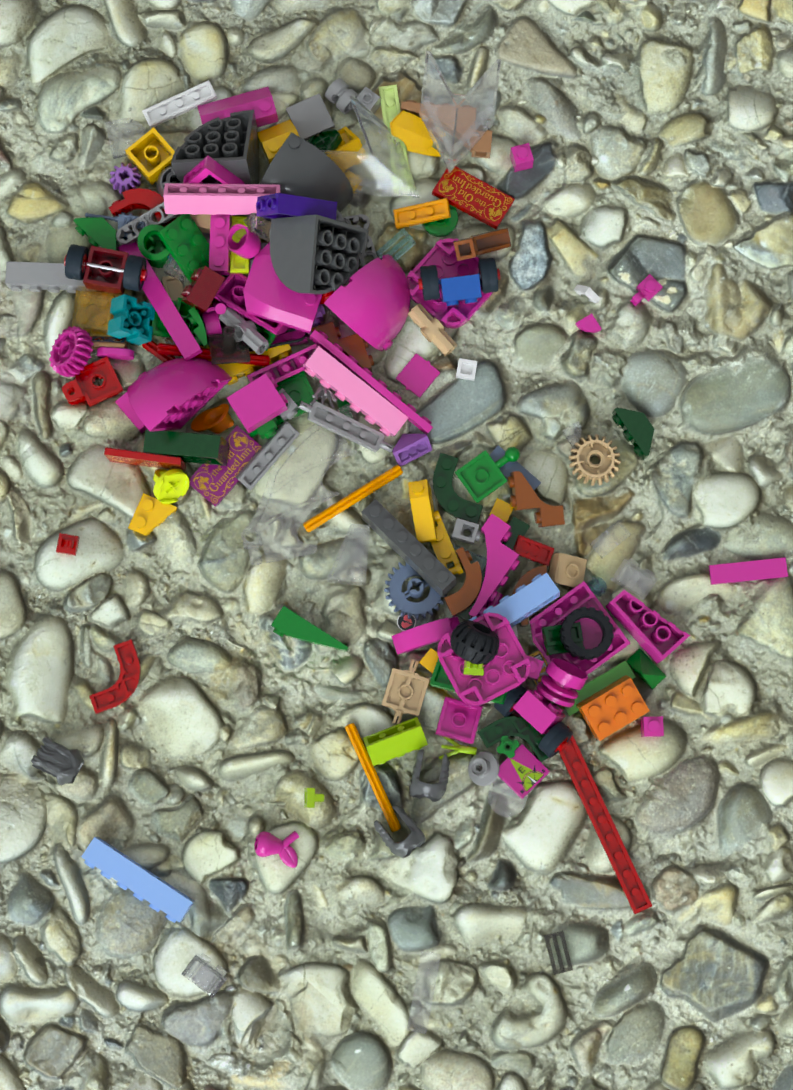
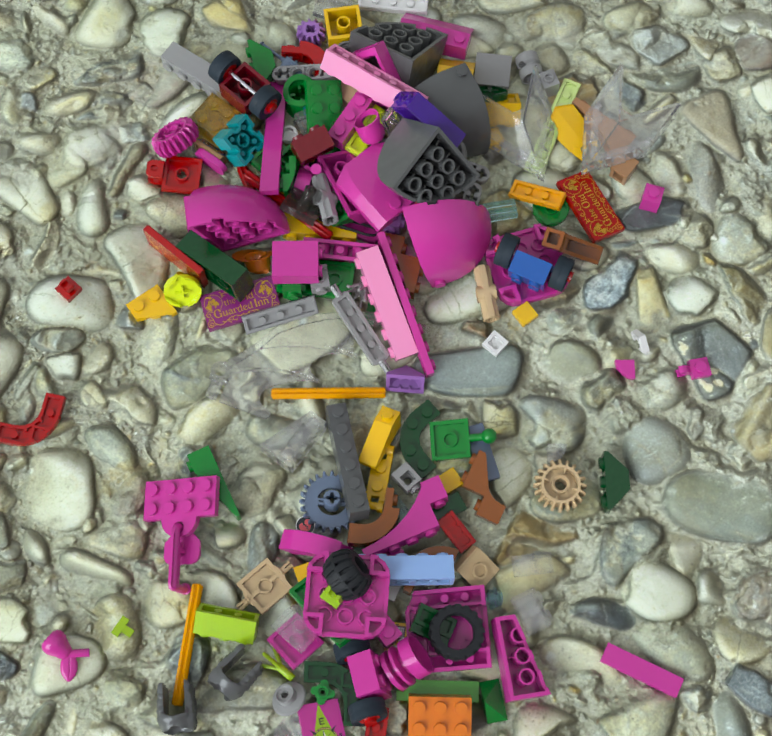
camera: 30 degrees right, 10 degrees down
(170, 286) = (289, 132): none -> white tile
(293, 666) = (178, 503): none -> dark pink plate
(417, 375) = (450, 324): dark pink piece -> none
(452, 710) = (293, 628): none -> clear tile
(475, 327) = (525, 314): none -> yellow tile

